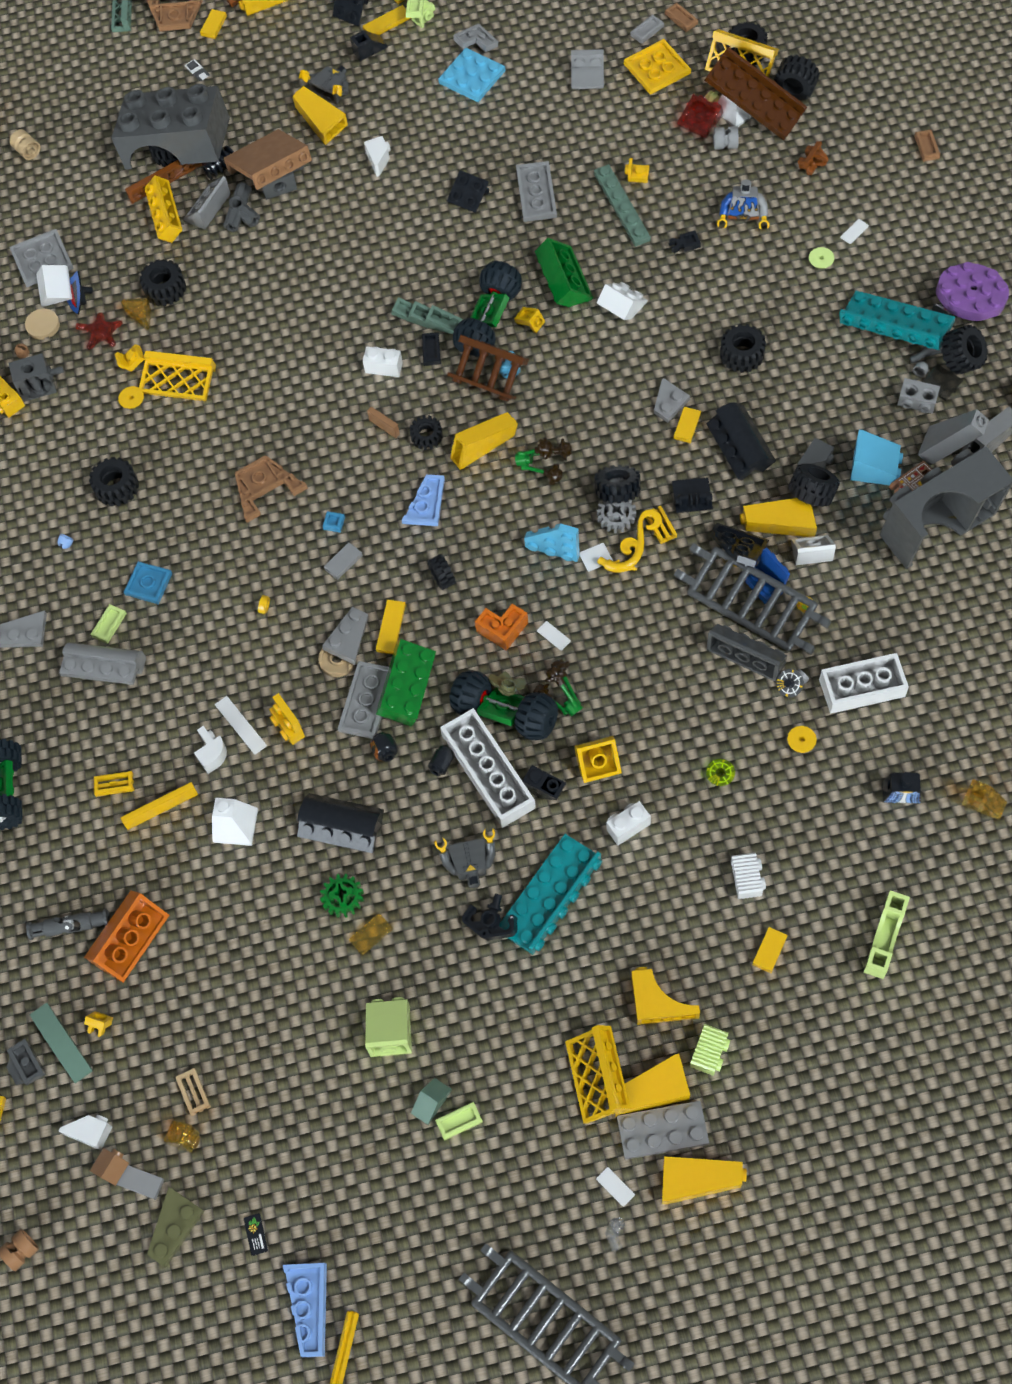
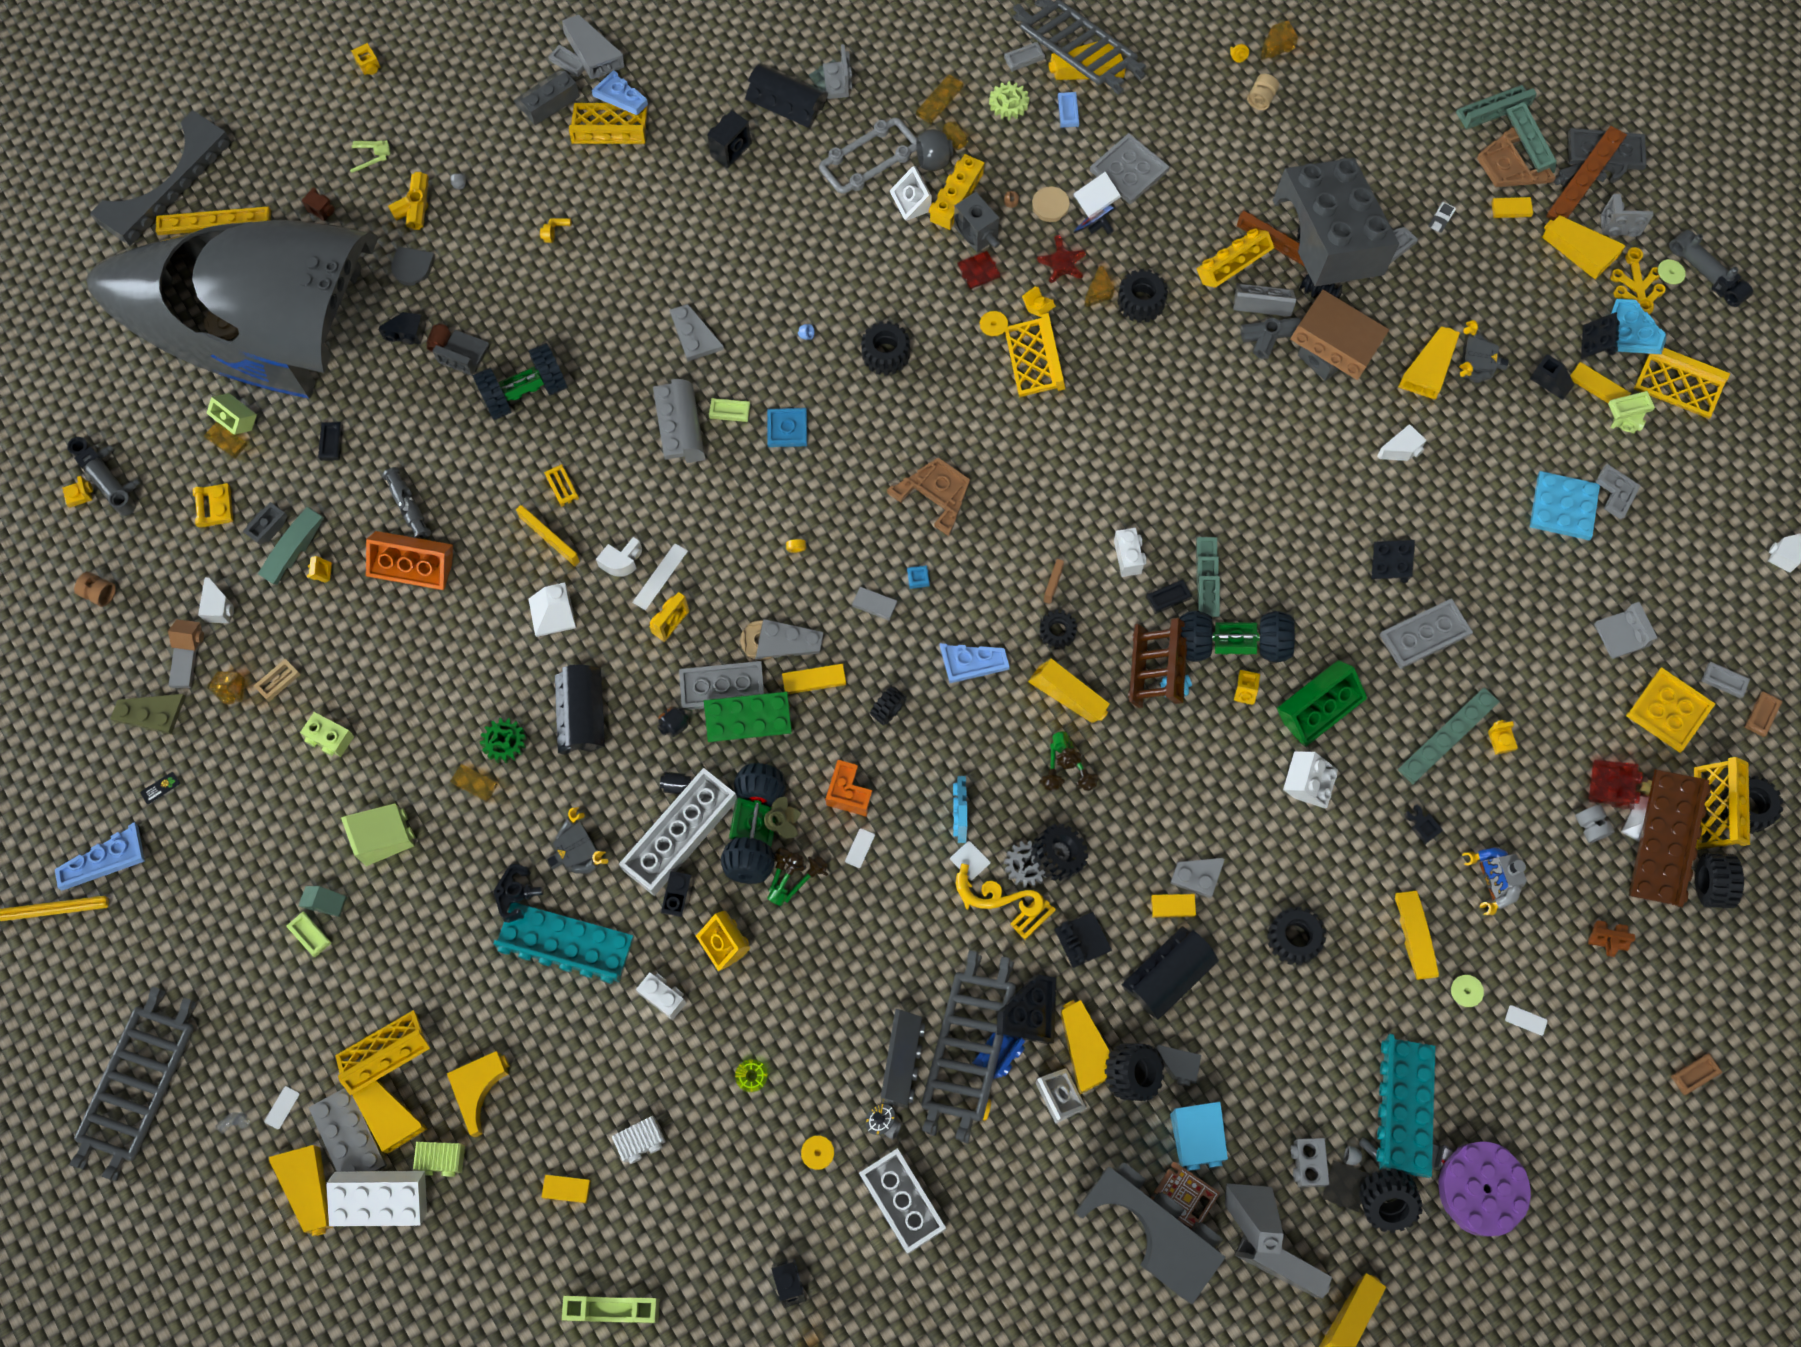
camera: 65 degrees right, 5 degrees up
(74, 395) = (978, 270): none -> clear red piece
(270, 1054) = (326, 734): none -> yellowish green brick
(731, 1109) = (377, 1198): none -> white brick
(774, 273) = (1417, 935): none -> yellow slope

